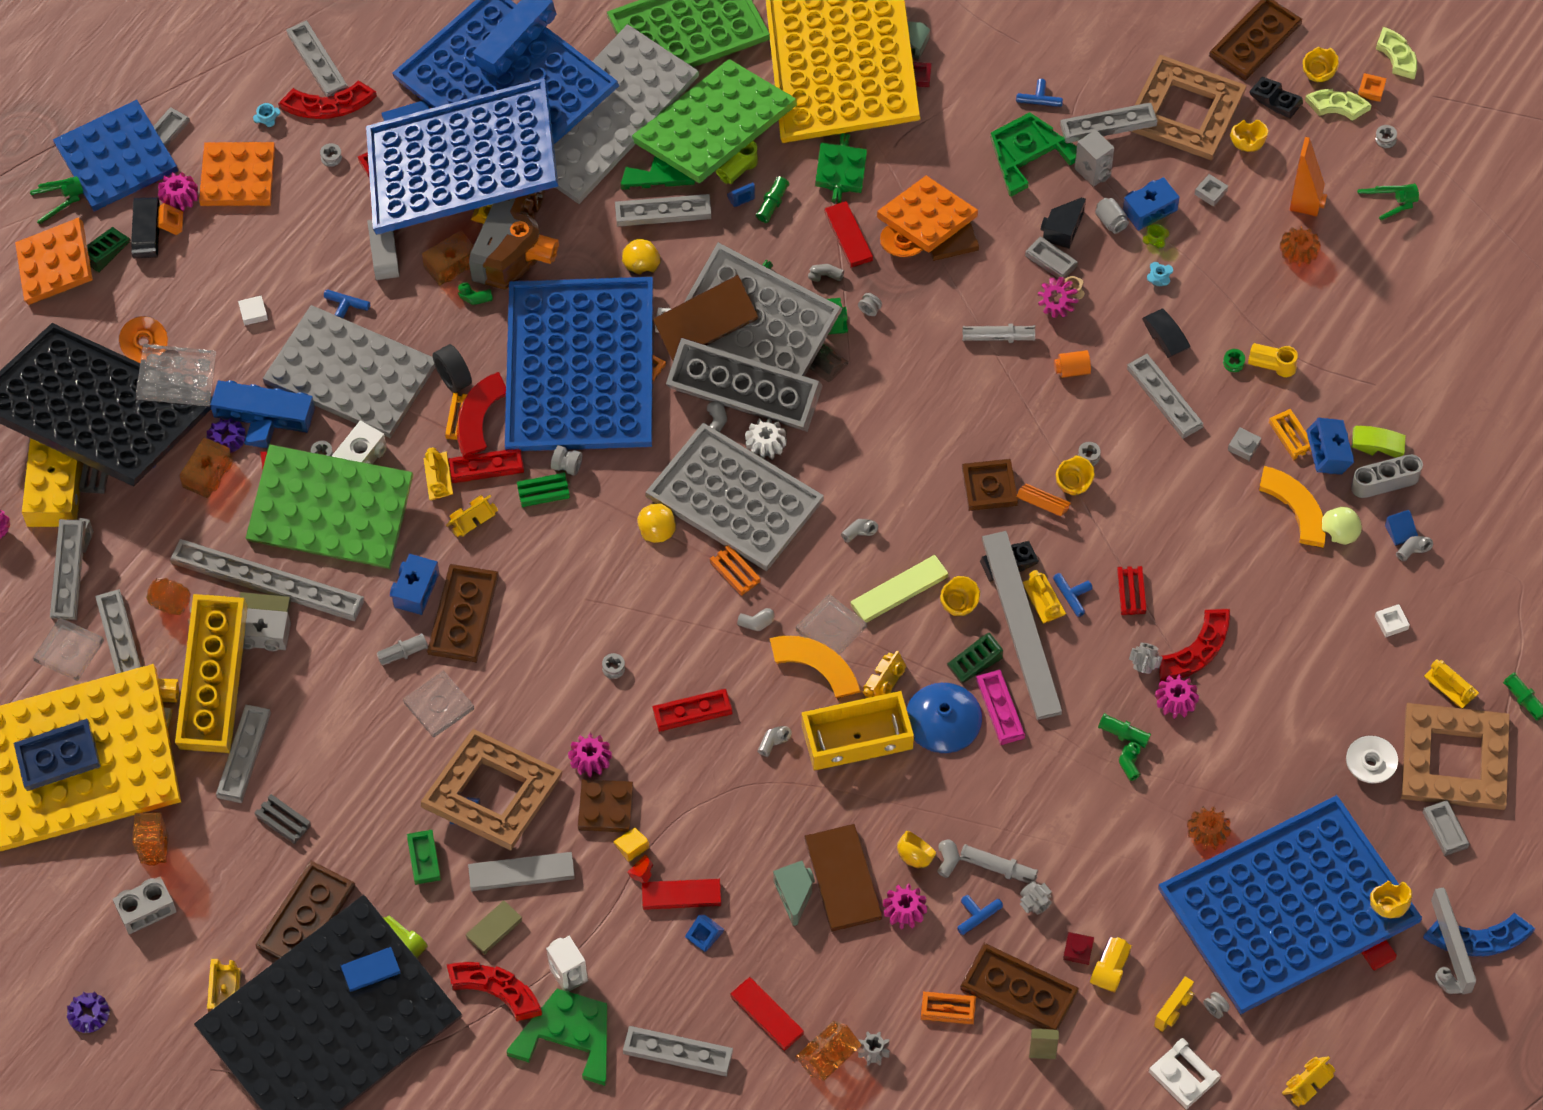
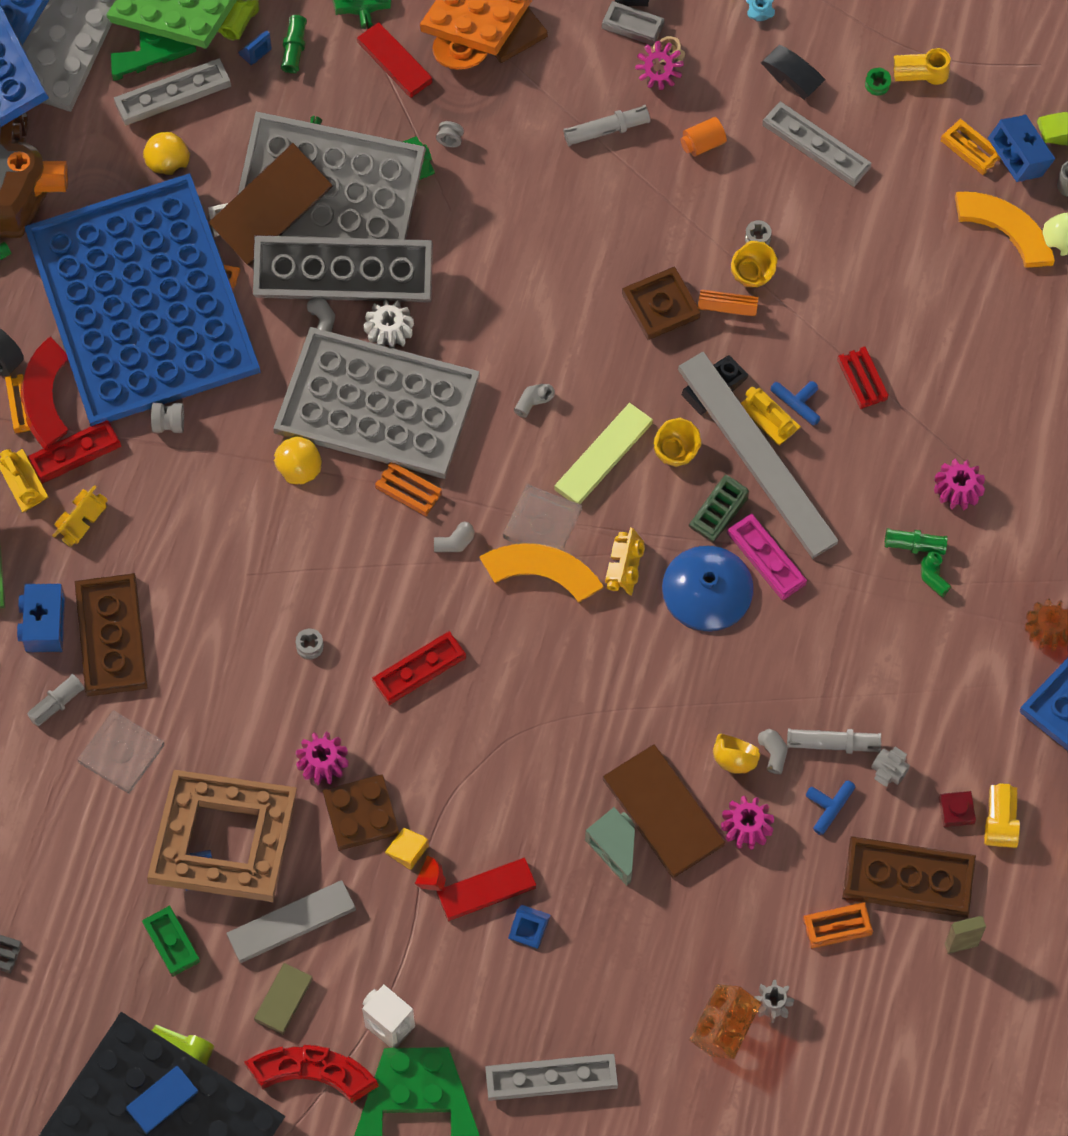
camera: 20 degrees left, 5 degrees up
(308, 906) = (53, 1051): reddish brown tile -> none
(543, 485) = (129, 465): green tile -> none
(767, 1013) = (636, 999): red tile -> none
(774, 737) = (525, 671): light grey arm -> none
(827, 270) = (384, 108): light grey arm -> none
(828, 363) = (427, 217): clear smoke slope -> none
(878, 720) = (640, 616): yellow piece -> none
(1145, 658) = (909, 451): light grey gear -> none
(1202, 650) = (965, 423): red tile -> none
(1244, 444) = (924, 173): light grey plate -> none

